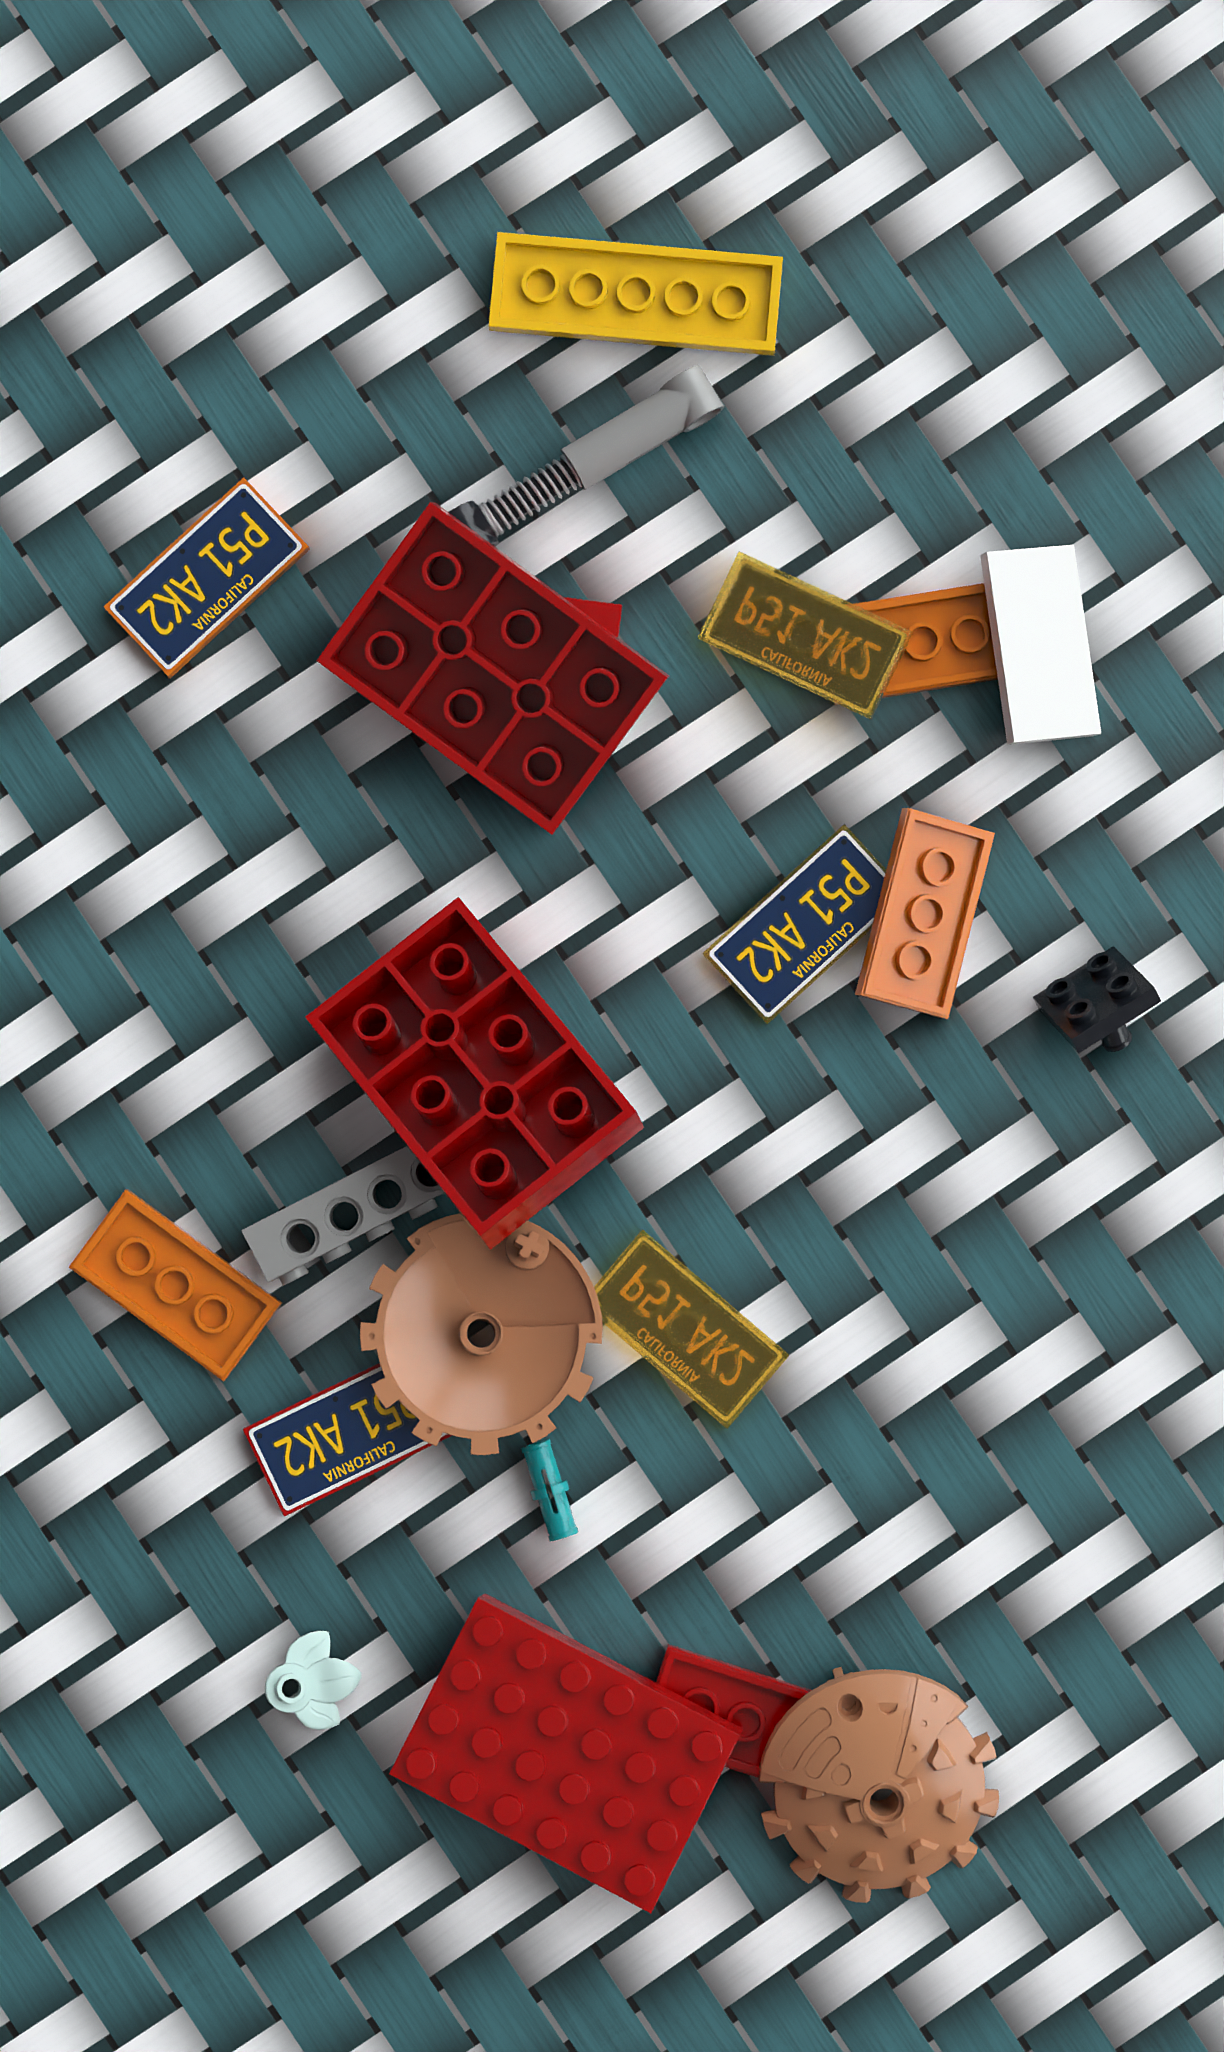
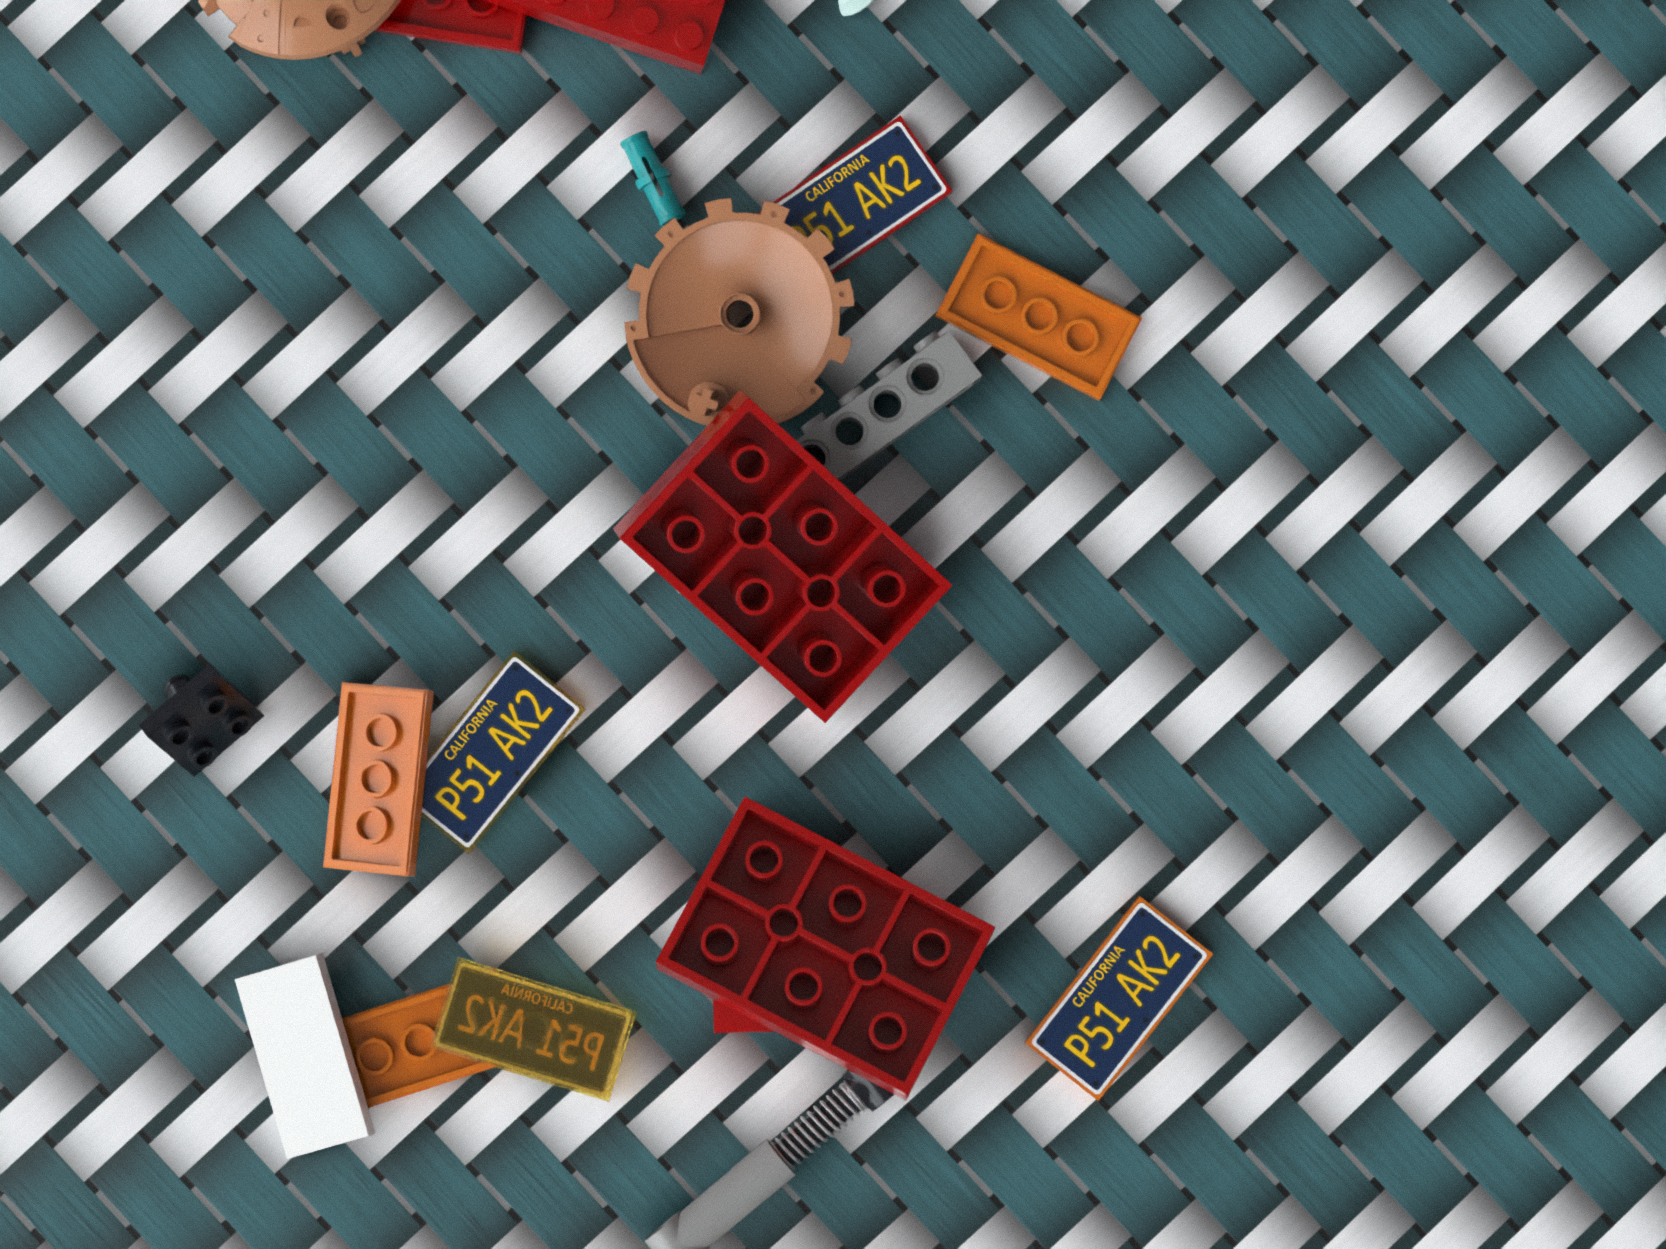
camera: 160 degrees right, 0 degrees up
(686, 1329) = (547, 350): clear yellow tile -> none

